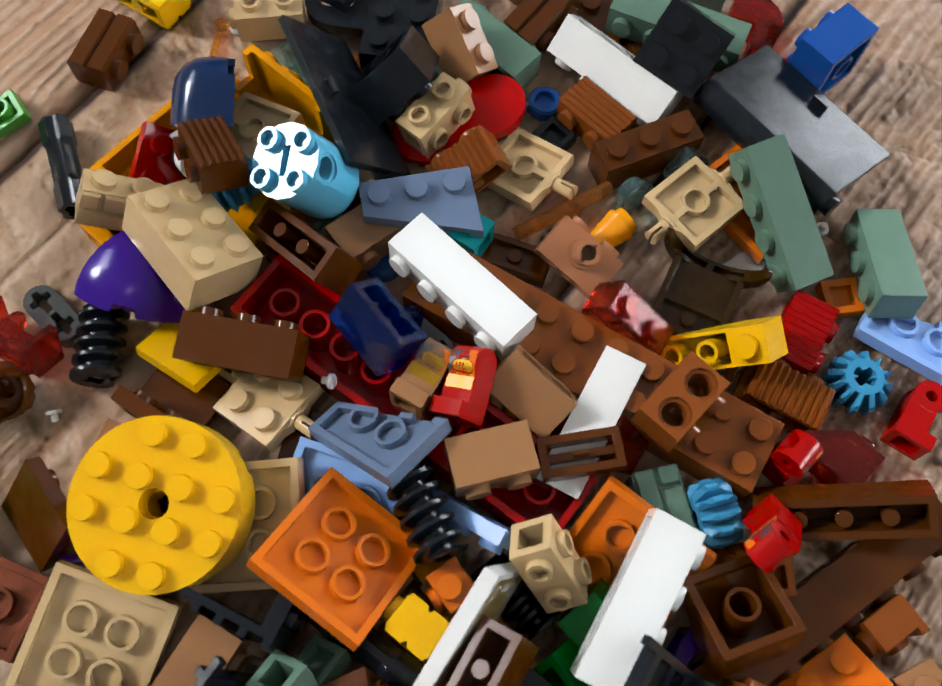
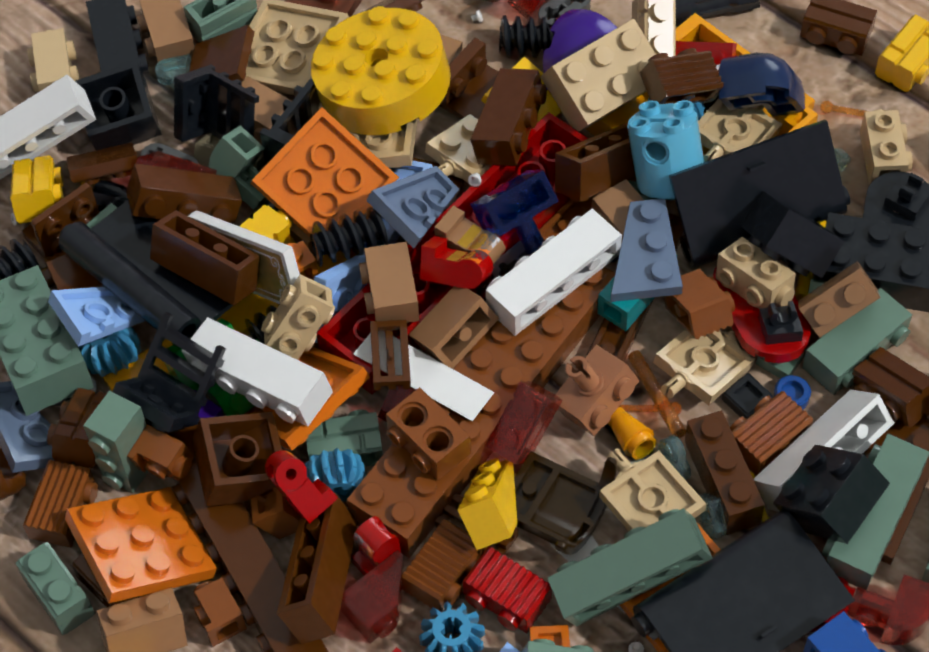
camera: 100 degrees right, 10 degrees down
(491, 93) = (780, 324): none -> black tile

